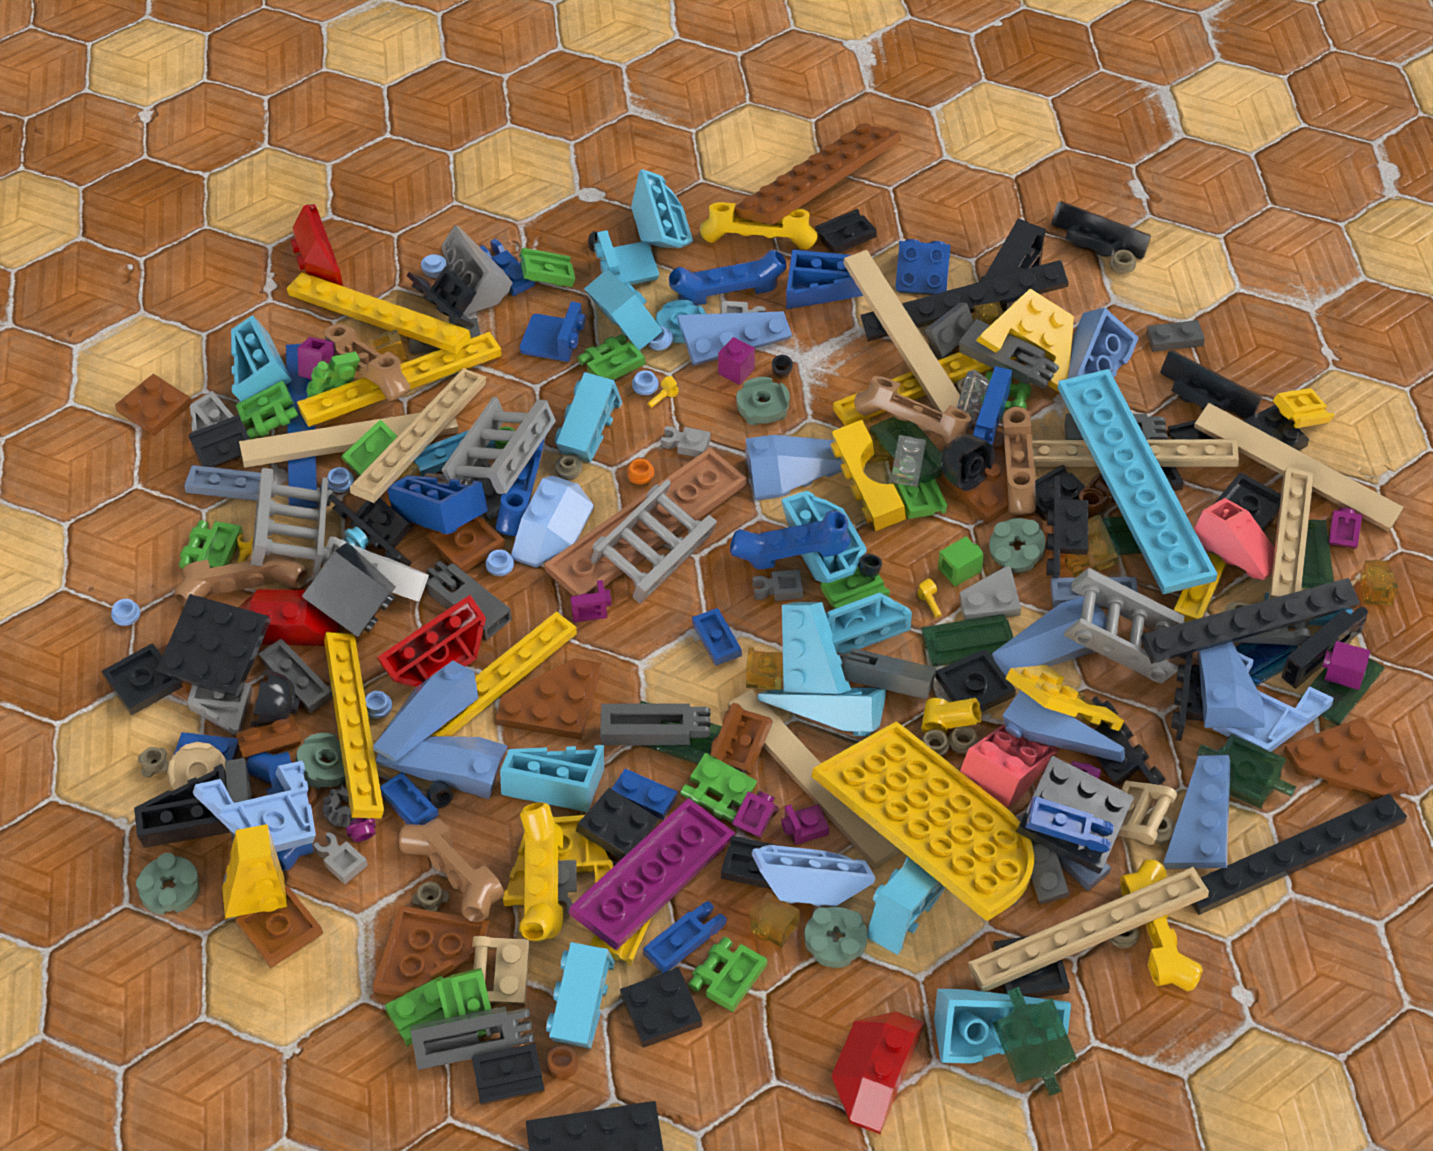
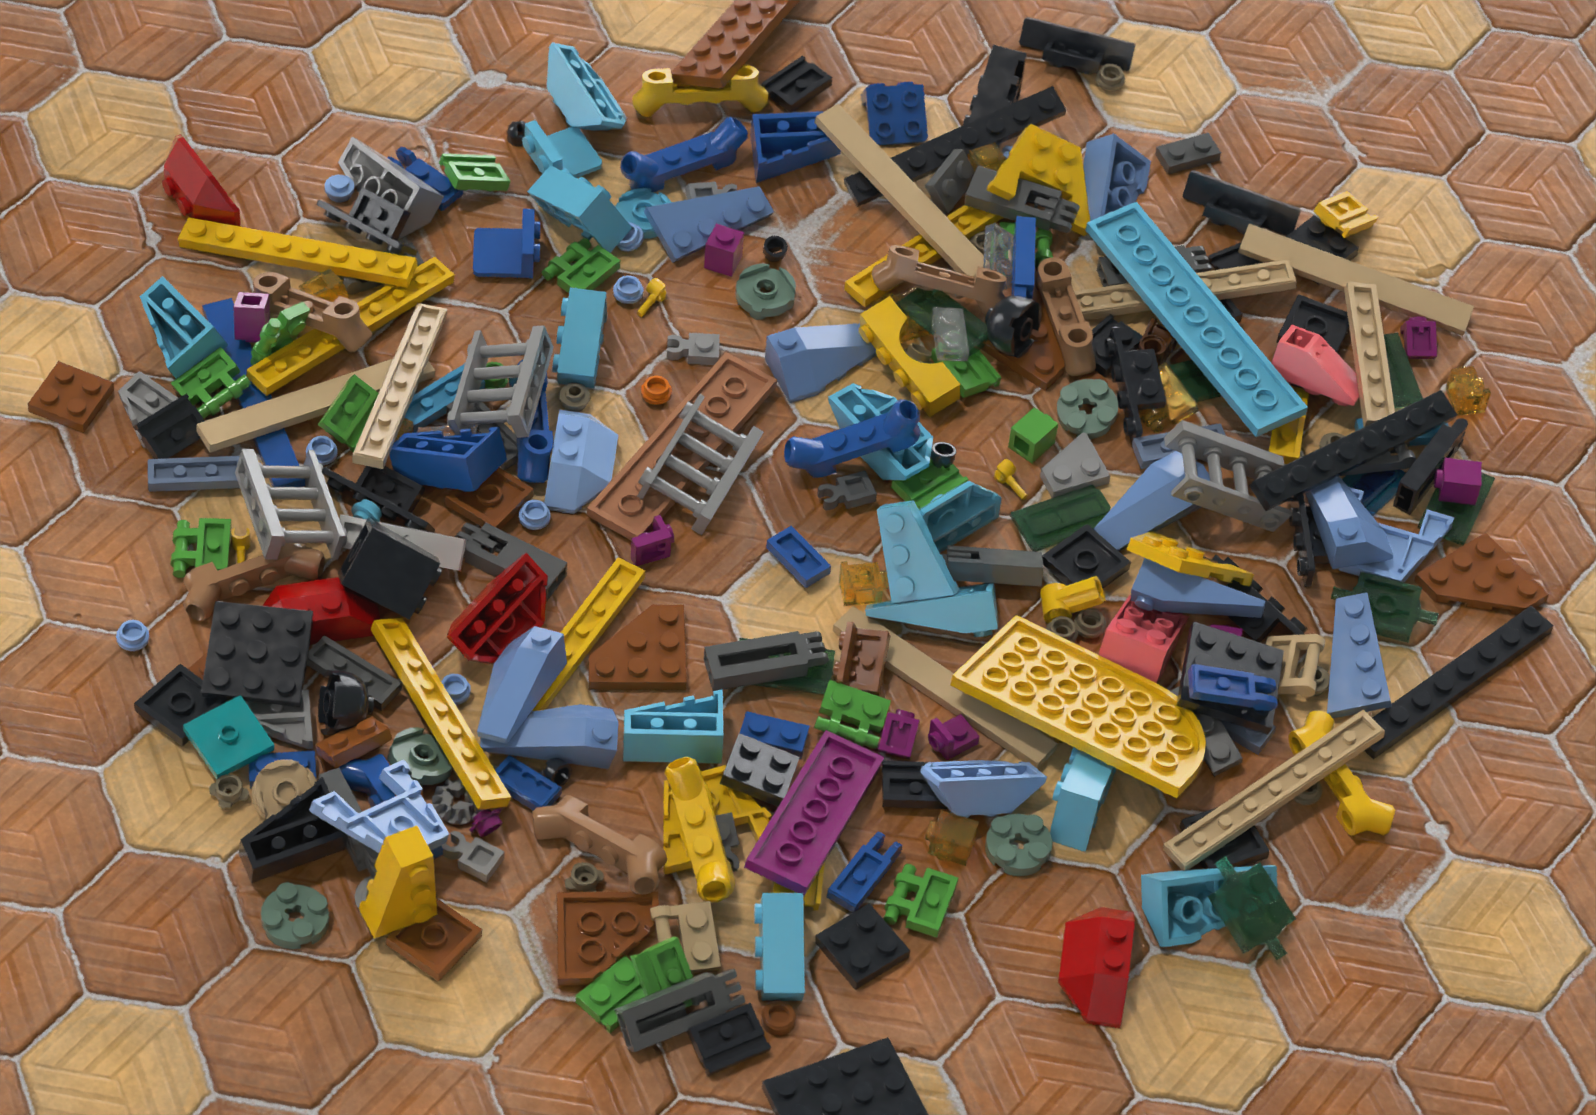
camera: 20 degrees left, 0 degrees up
(166, 714) = (228, 737): none -> teal plate
(878, 474) = (918, 353): none -> dark tan plate

